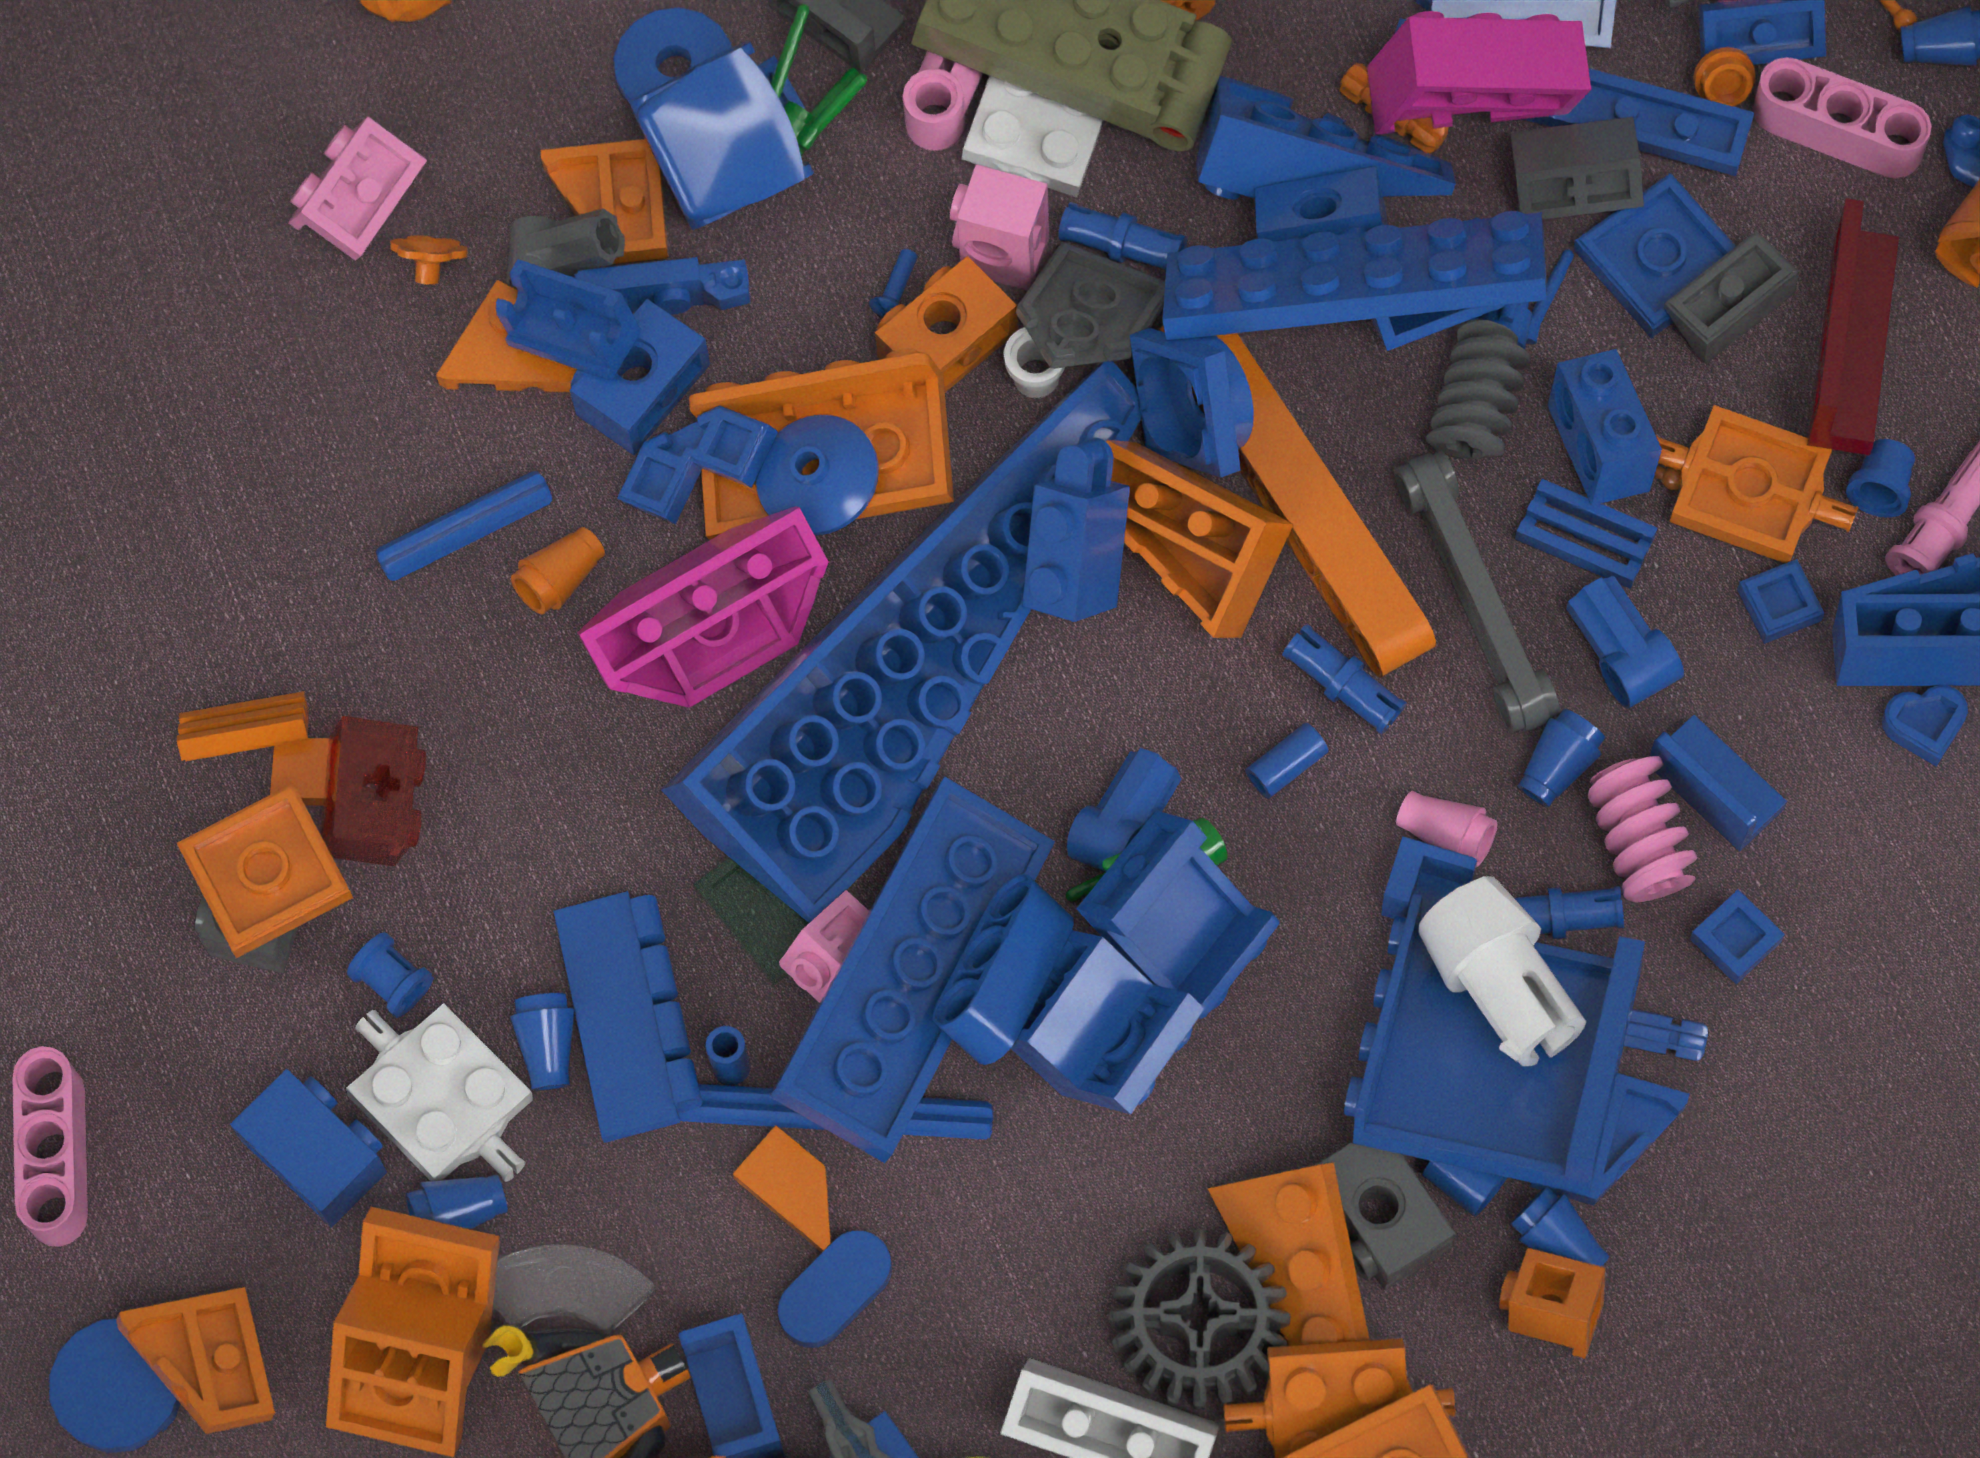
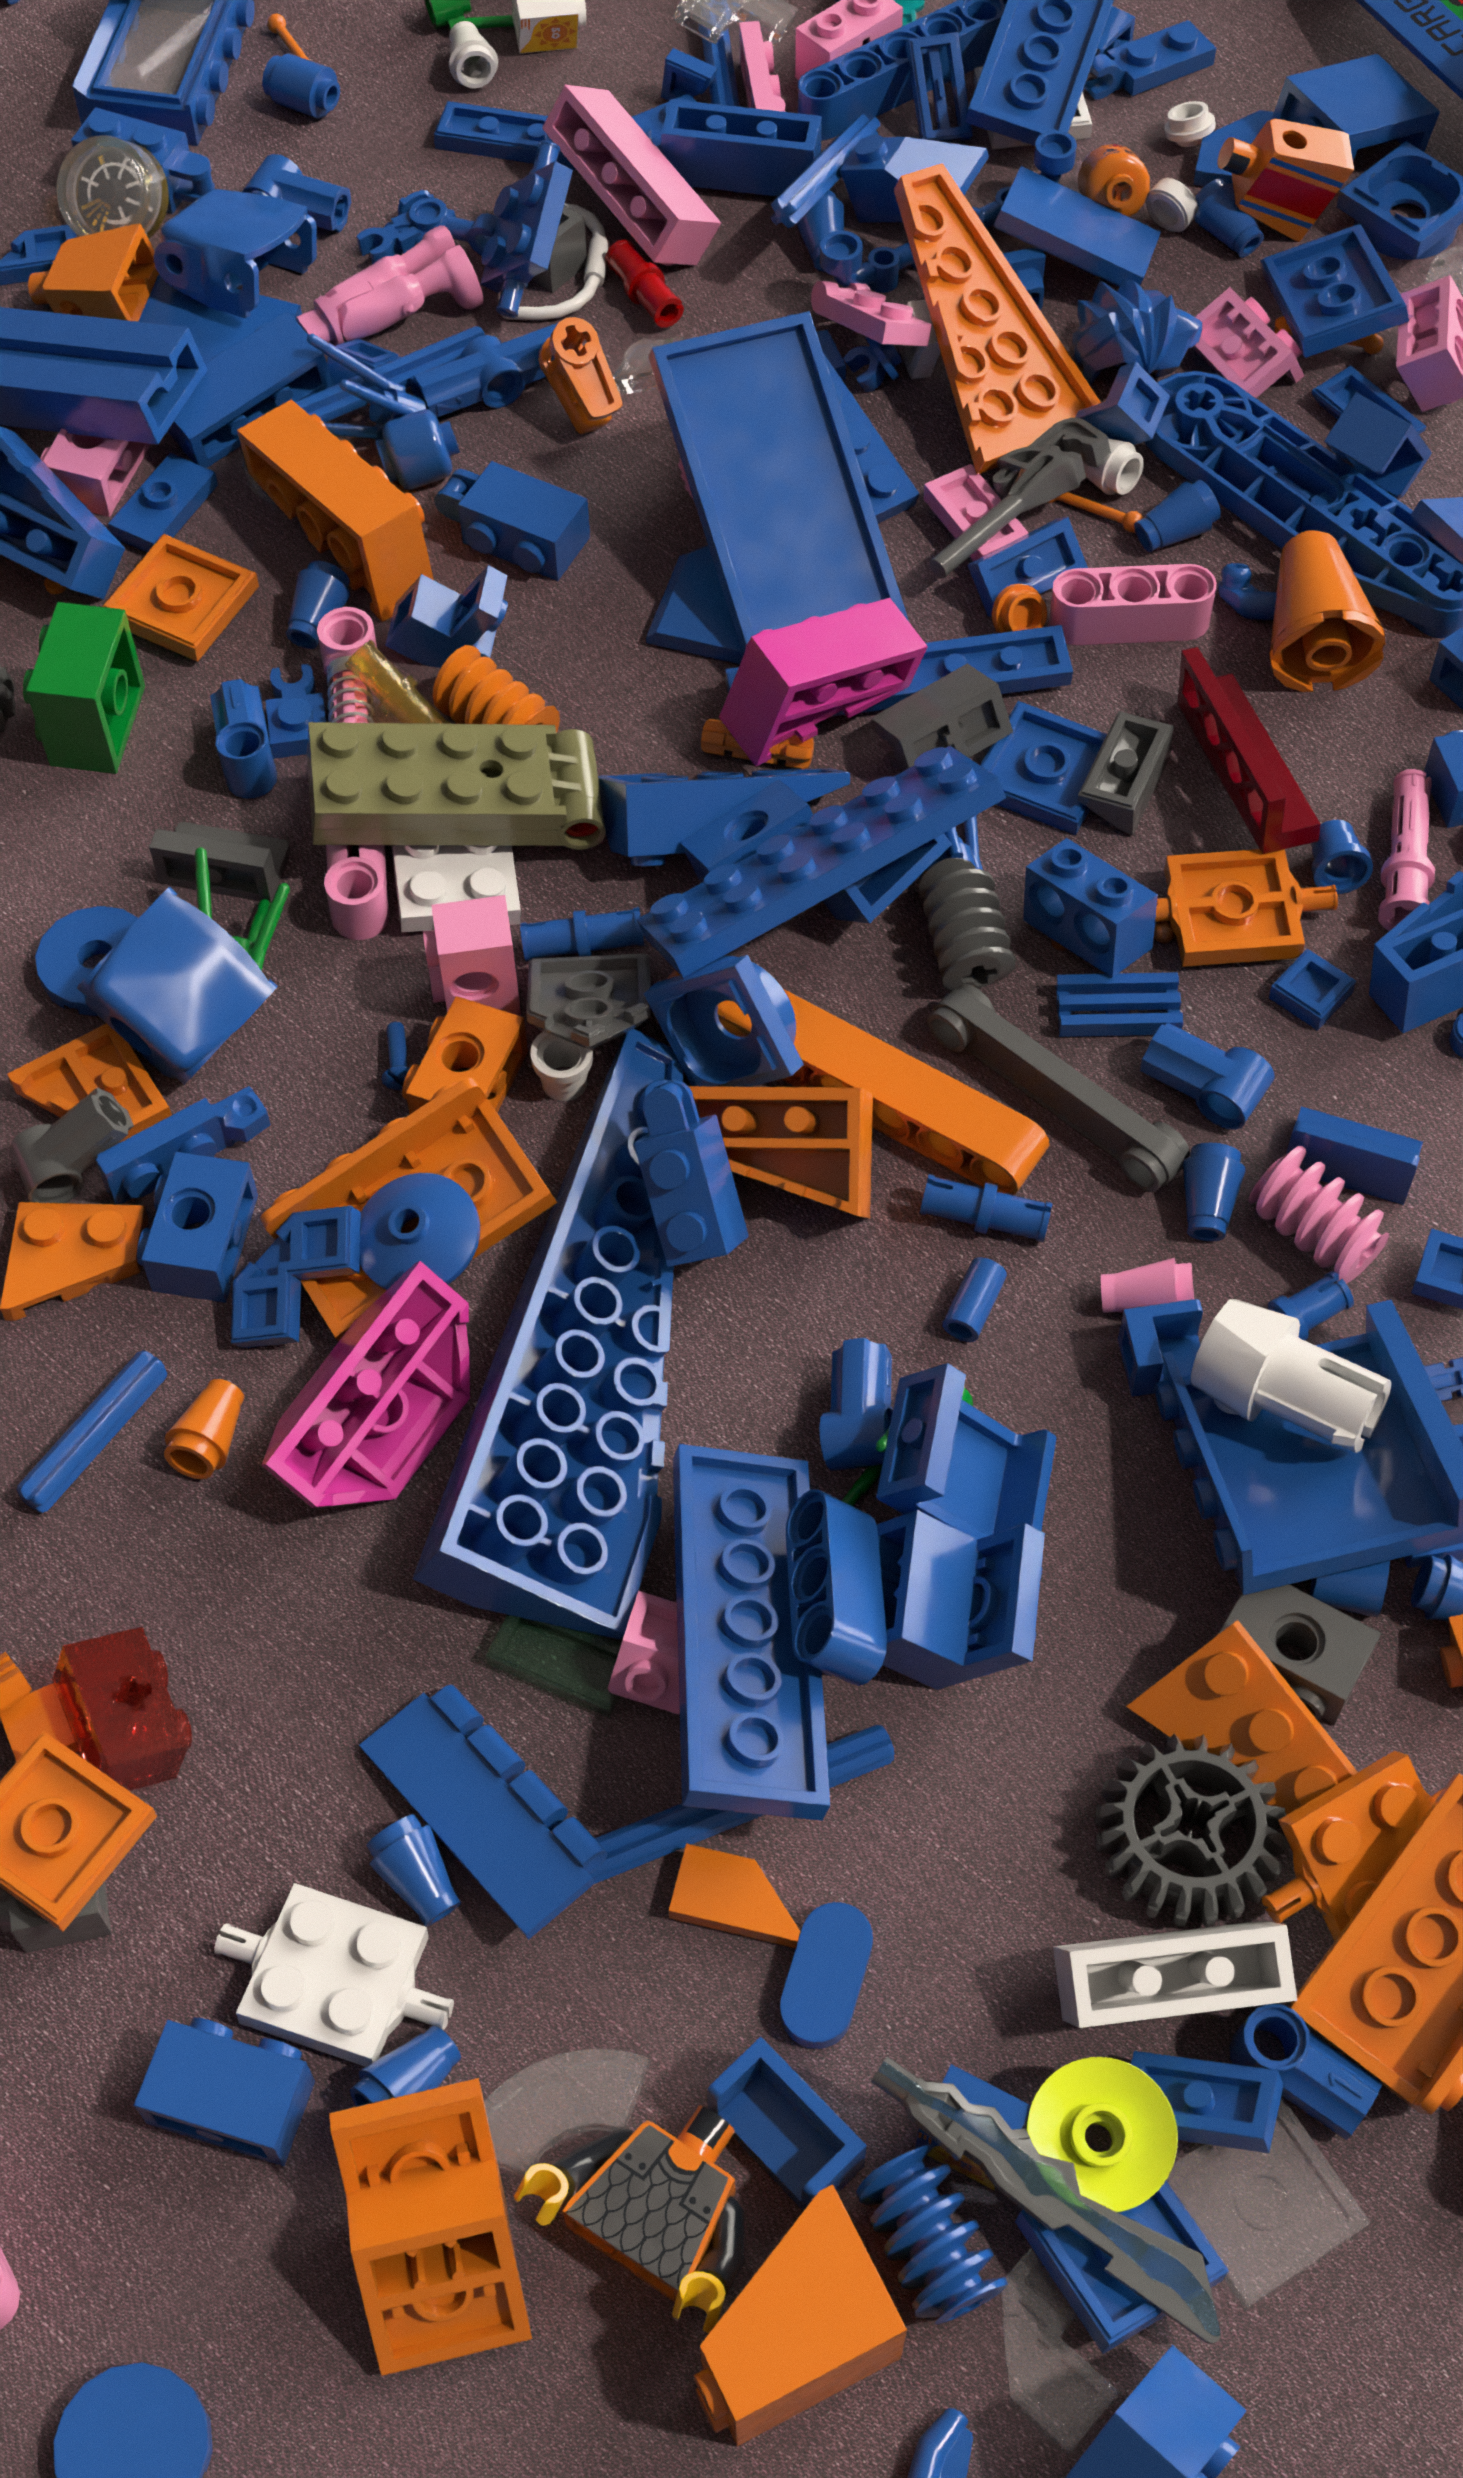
camera: 30 degrees left, 10 degrees down
(205, 1357) = (218, 2365): orange wing -> none
(390, 974) = (225, 1880): blue bush -> none
(568, 320) = (110, 1195): blue hinge -> none
(727, 1041) = (606, 1797): blue piece -> none

